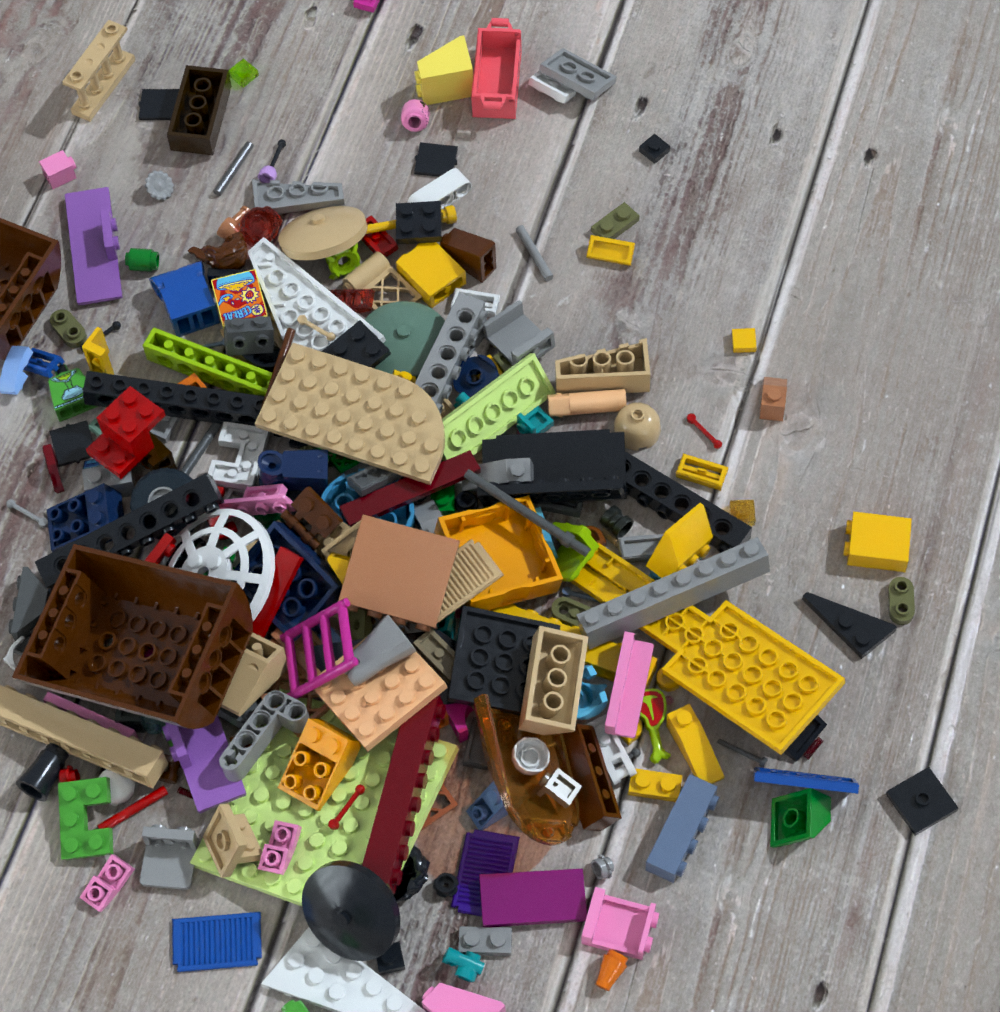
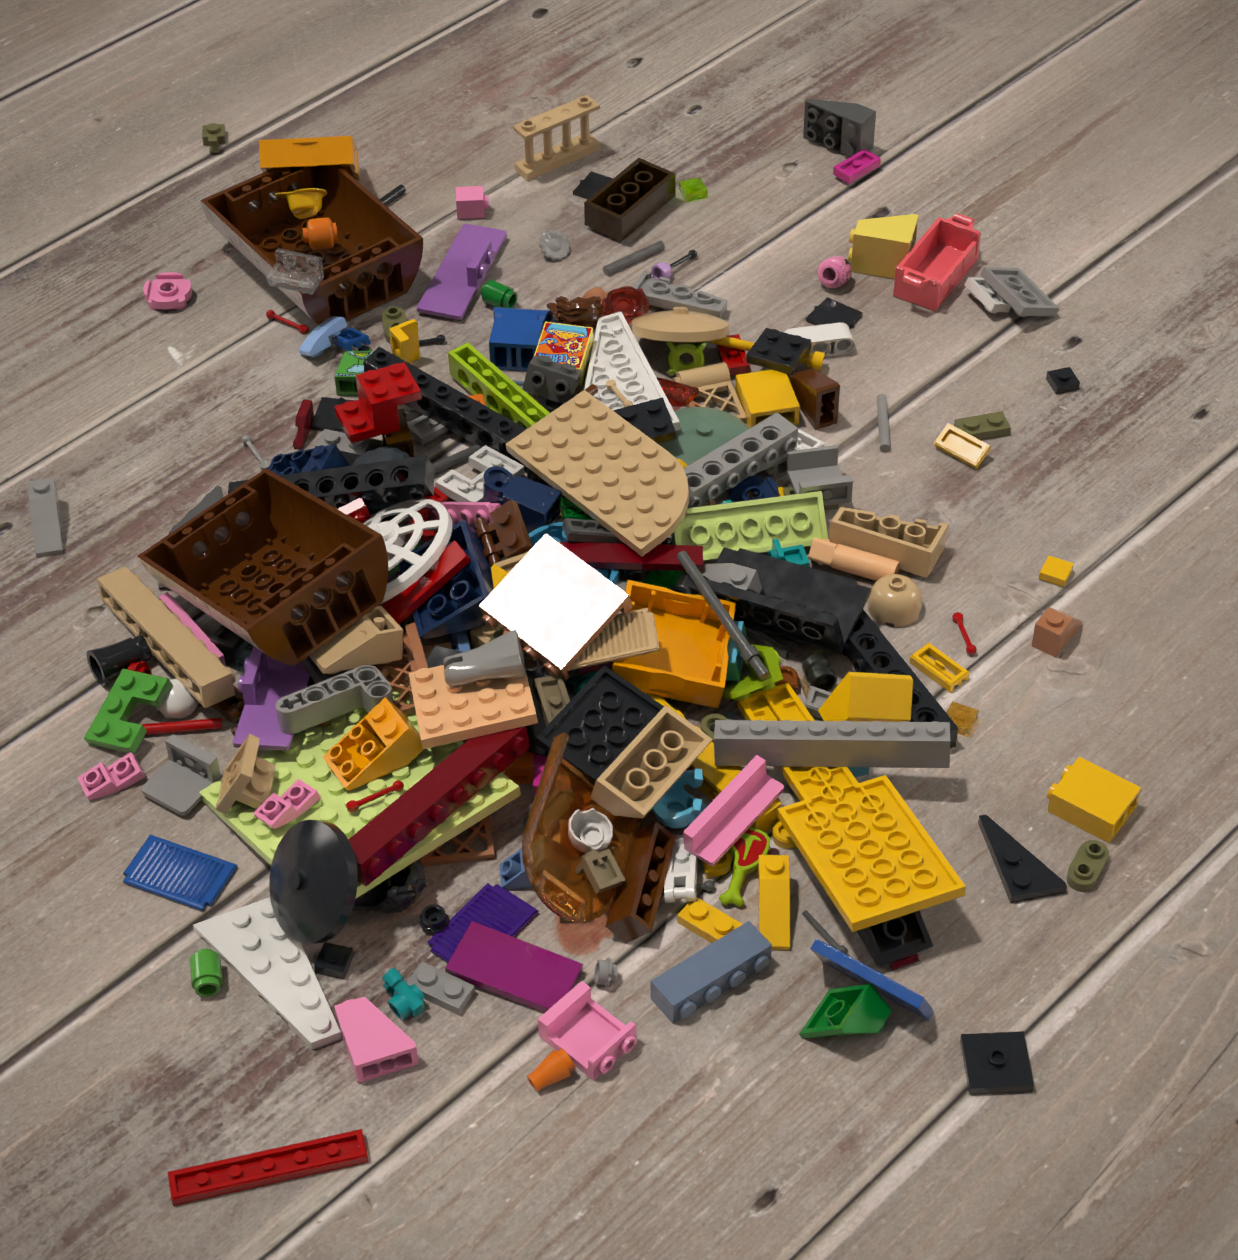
camera: 25 degrees right, 15 degrees down
(332, 670) = (431, 627): dark pink bar -> none

